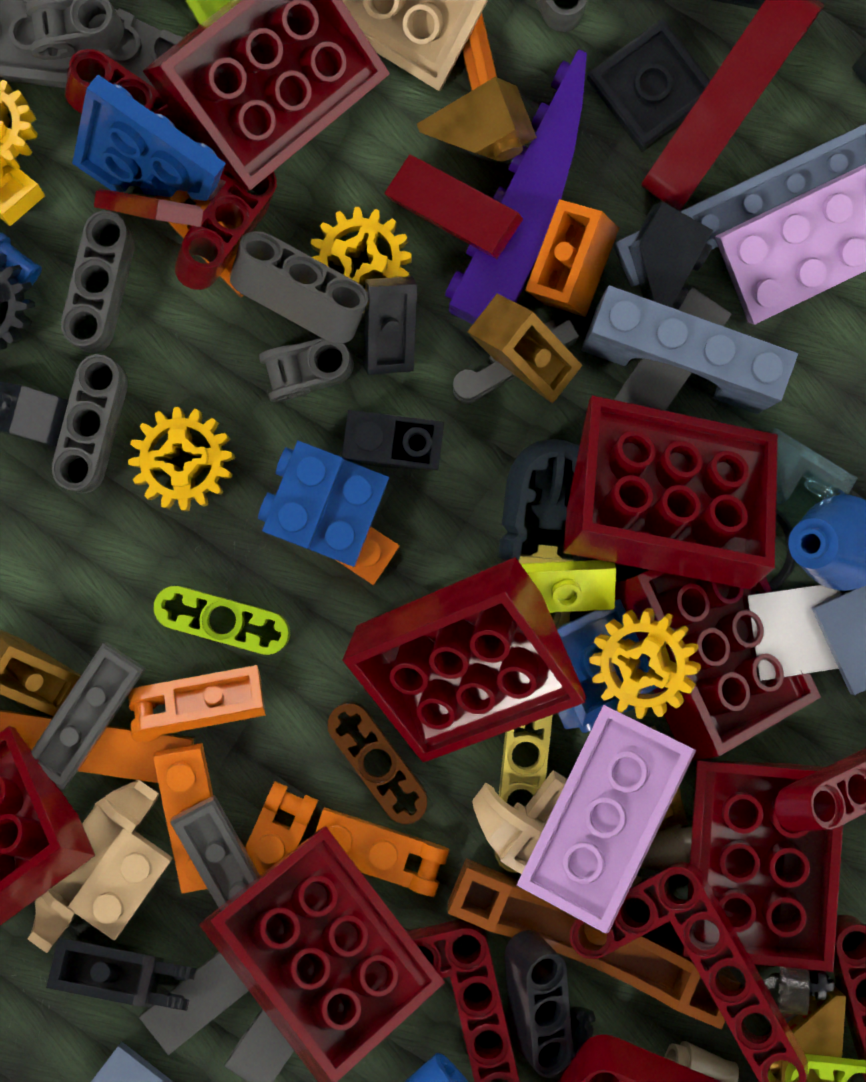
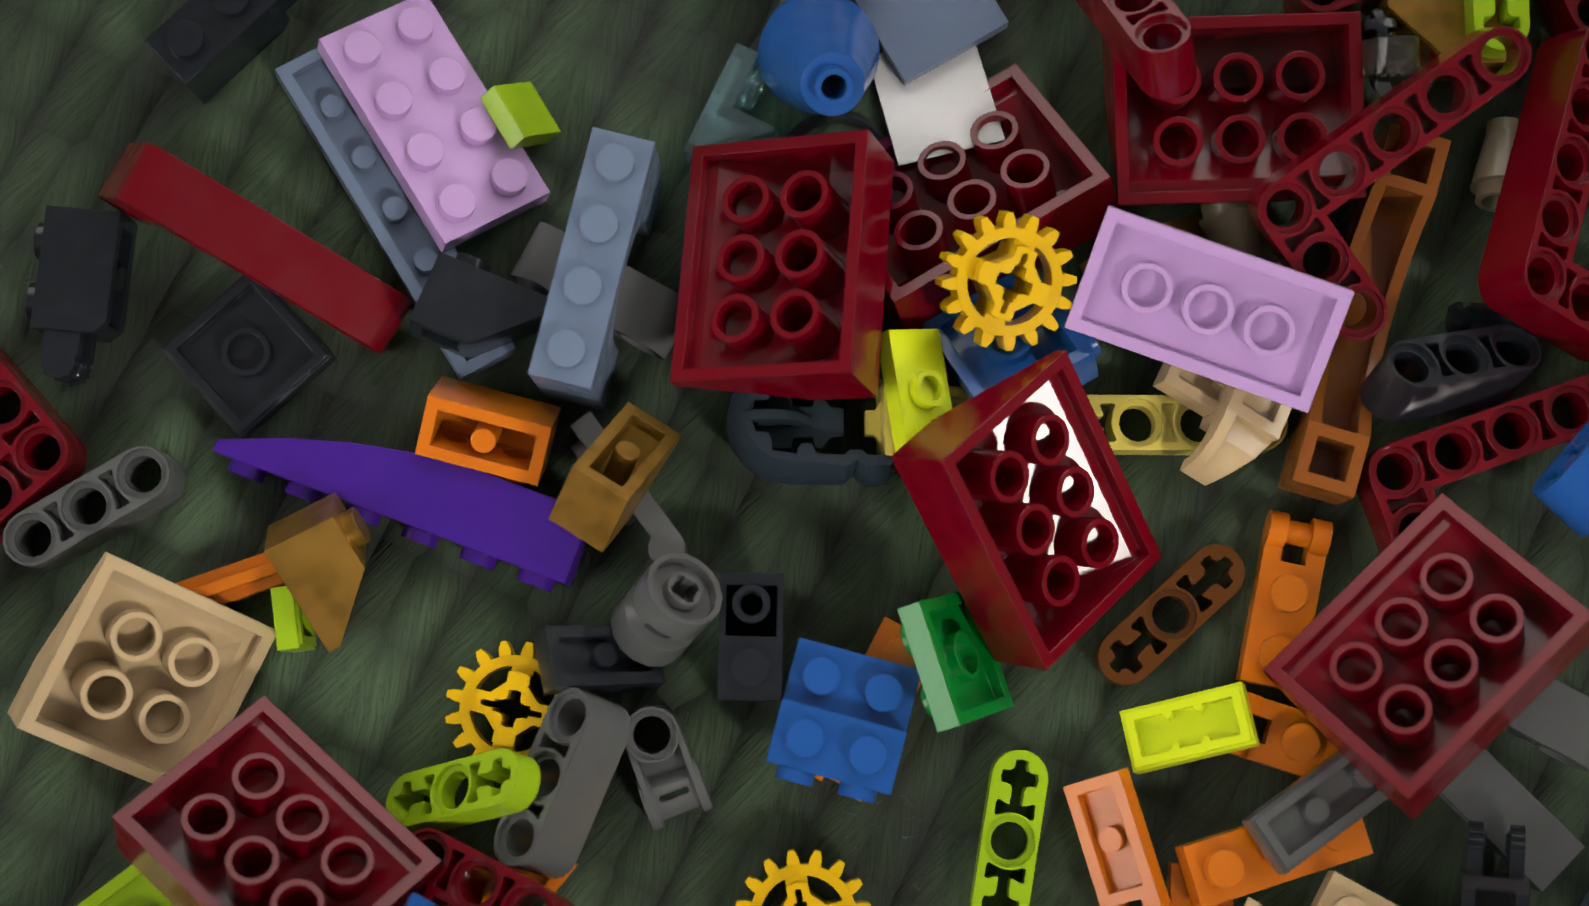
camera: 100 degrees left, 5 degrees down
(289, 766) = (1189, 728): none -> neon yellow plate
(293, 225) = (483, 801): none -> lime beam
(356, 590) = (952, 661): none -> green plate
(420, 378) = (666, 609): none -> dark grey wheel
(439, 96) = (291, 625): none -> lime tile
(453, 206) = (434, 592): dark red tile -> none
(817, 306) = (520, 115): none -> lime tile

